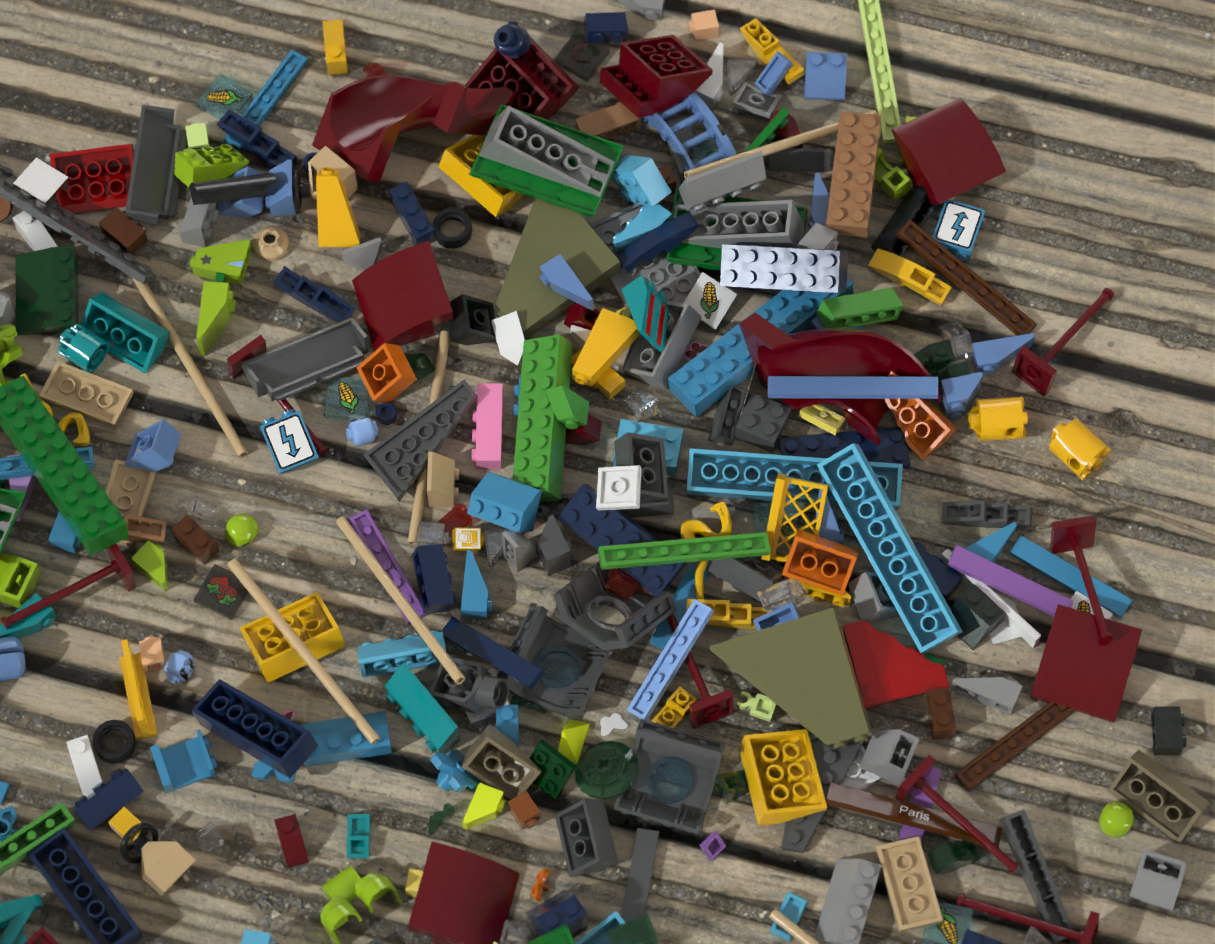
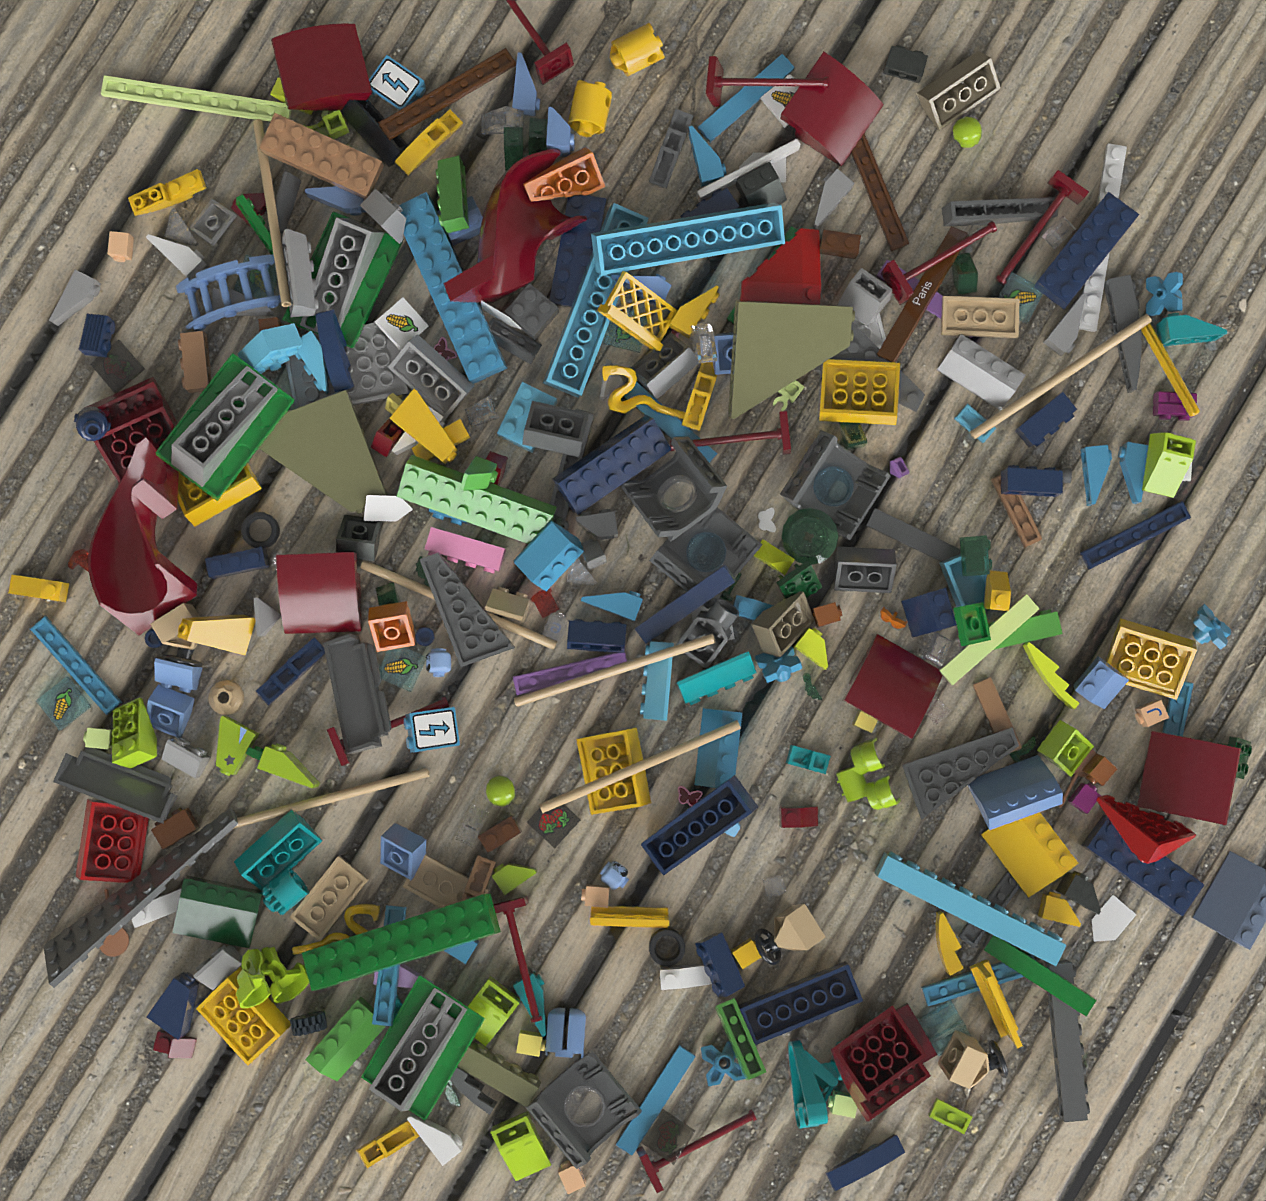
camera: 80 degrees left, 20 degrees up
(40, 180) = (104, 893): white sticker -> none
(184, 762) = (701, 891): dark azure panel -> none
(233, 188) = (169, 718): black brick -> none
(254, 140) = (118, 685): dark blue slope -> none
(467, 539) = (569, 597): yellow brick -> none
(564, 282) = (351, 445): medium blue slope -> none
(618, 488) = (574, 452): white tile -> none
(621, 584) = (650, 478): clear red tile -> none
(648, 310) = (404, 378): teal slope -> none
(654, 74) = (163, 304): dark red slope -> none
(670, 660) = (732, 454): light blue plate -> none
(675, 708) = (771, 465): yellow slope -> none
(683, 550) = (645, 413): bright green plate -> none
(773, 73) = (192, 198): medium blue tile -> none
(784, 268) = (400, 246): brick -> none
(820, 562) = (682, 300): orange slope -> none
(823, 418) = (545, 256): light yellow plate -> none
(825, 76) = (206, 153): medium blue slope -> none
(852, 387) = (532, 222): medium blue tile -> none
(871, 598) = (721, 269): light grey slope -> none
(1007, 581) = (742, 149): medium lavender tile -> none
(1157, 880) = (1031, 115): light grey slope -> none

